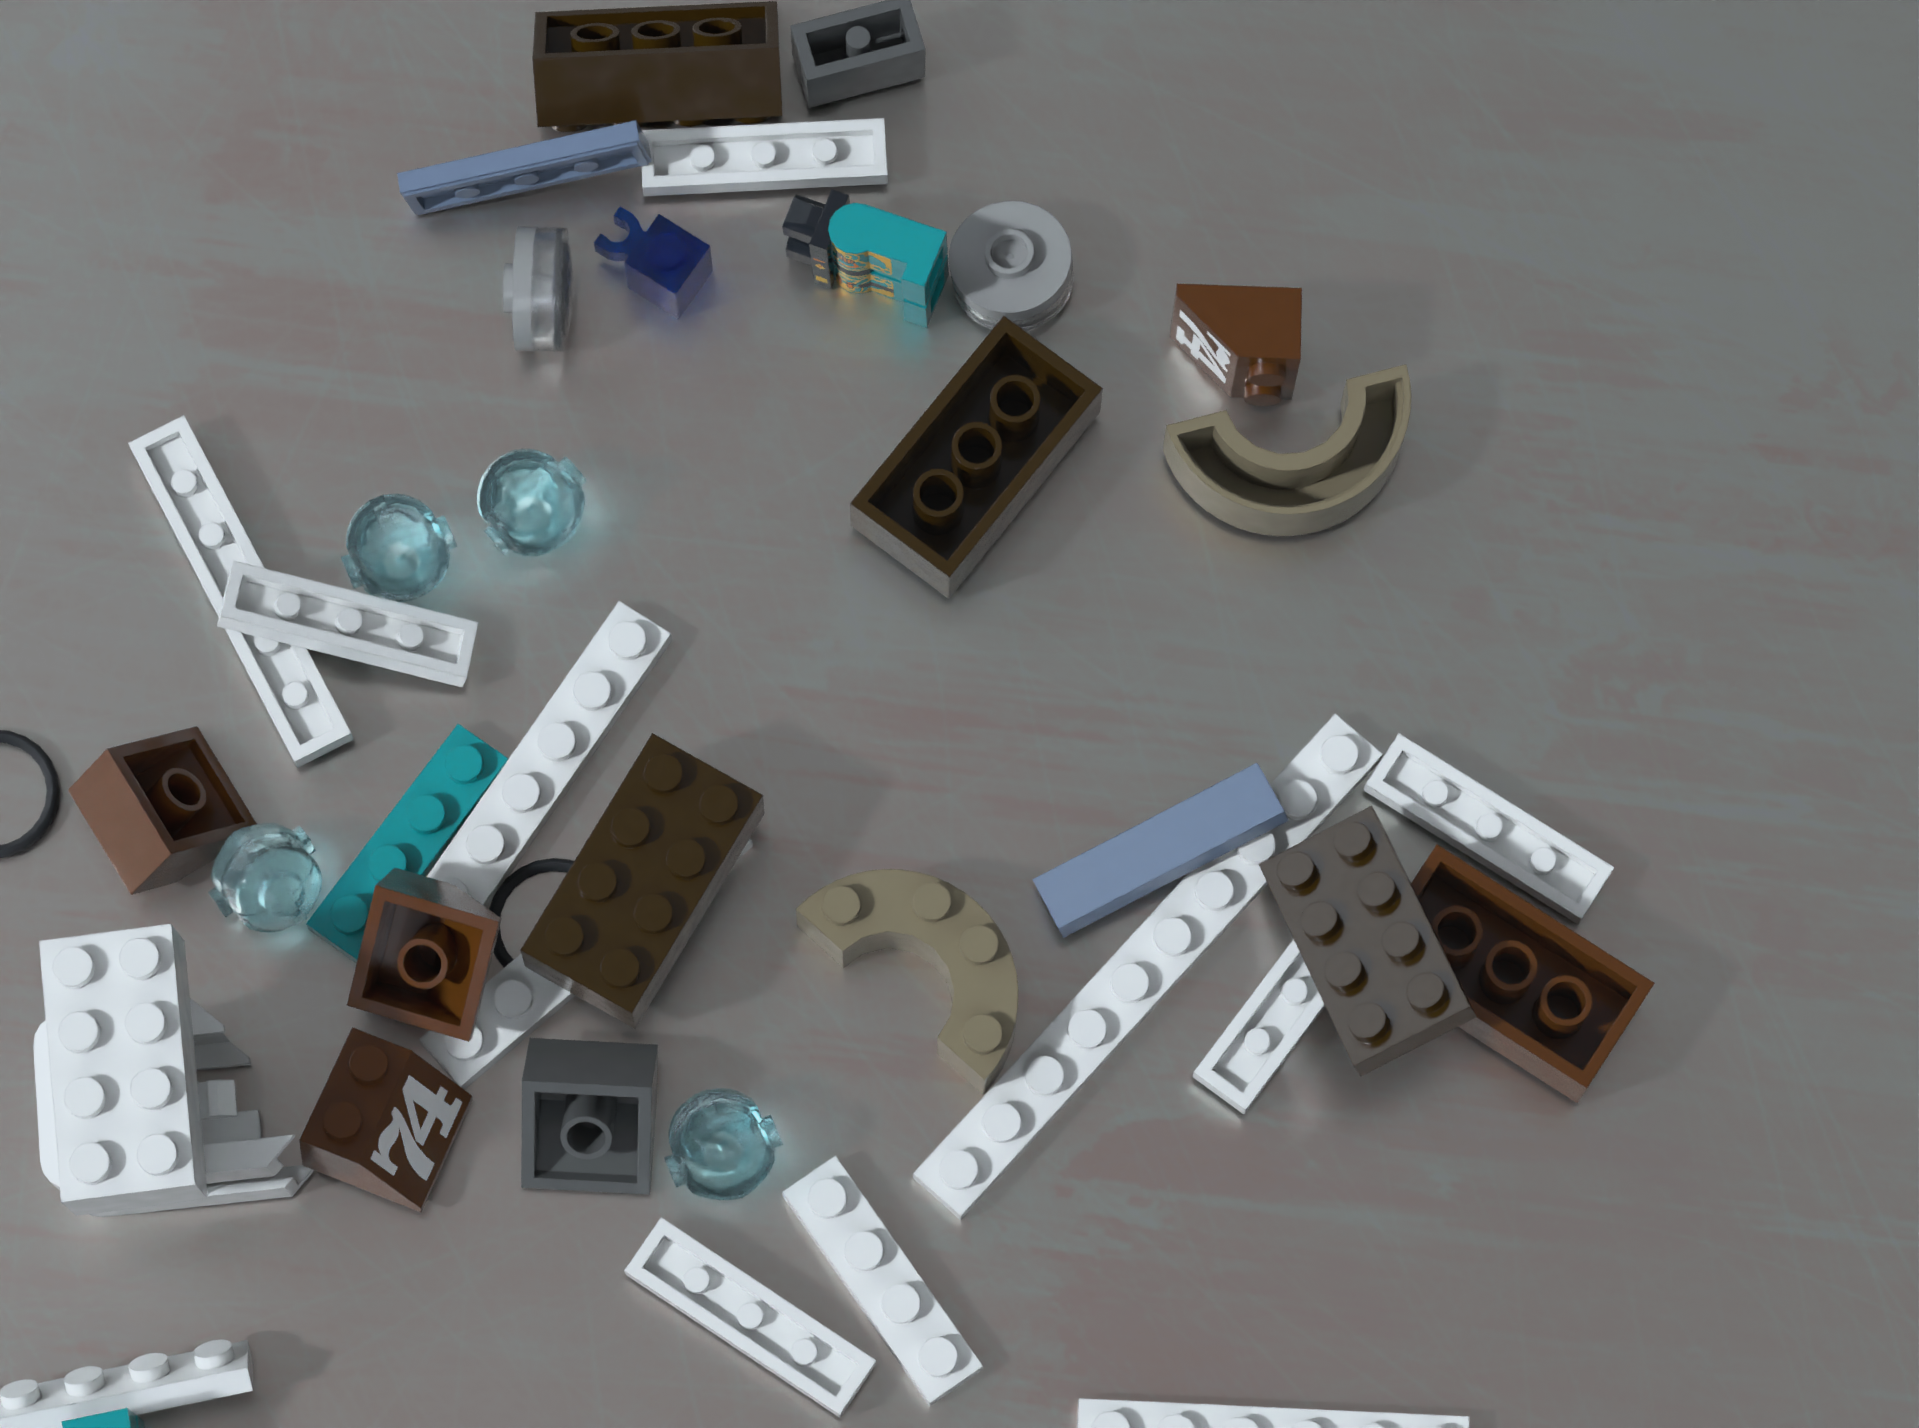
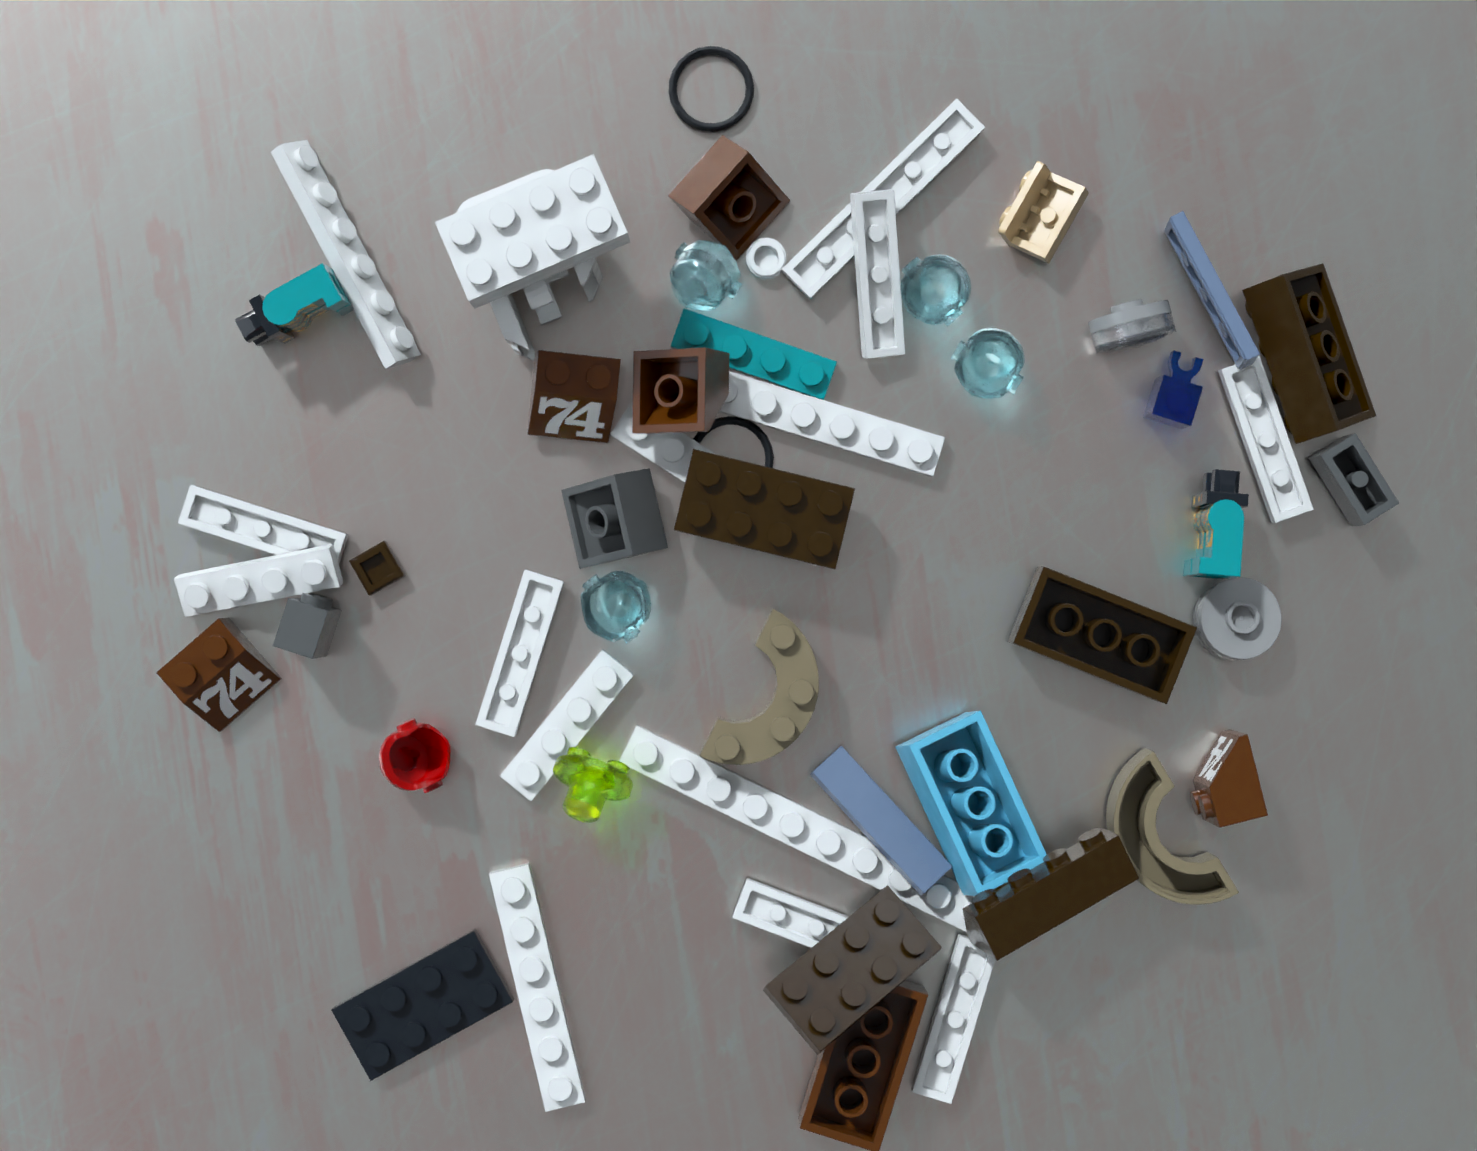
camera: 70 degrees right, 15 degrees up
(271, 786) = (765, 258): none -> white tile
(335, 372) = (1041, 212): none -> tan bracket
(977, 1257) = (590, 783): none -> clear neon green plate
(1170, 707) = (971, 802): none -> medium azure brick
(1331, 628) = (1048, 893): none -> dark brown slope

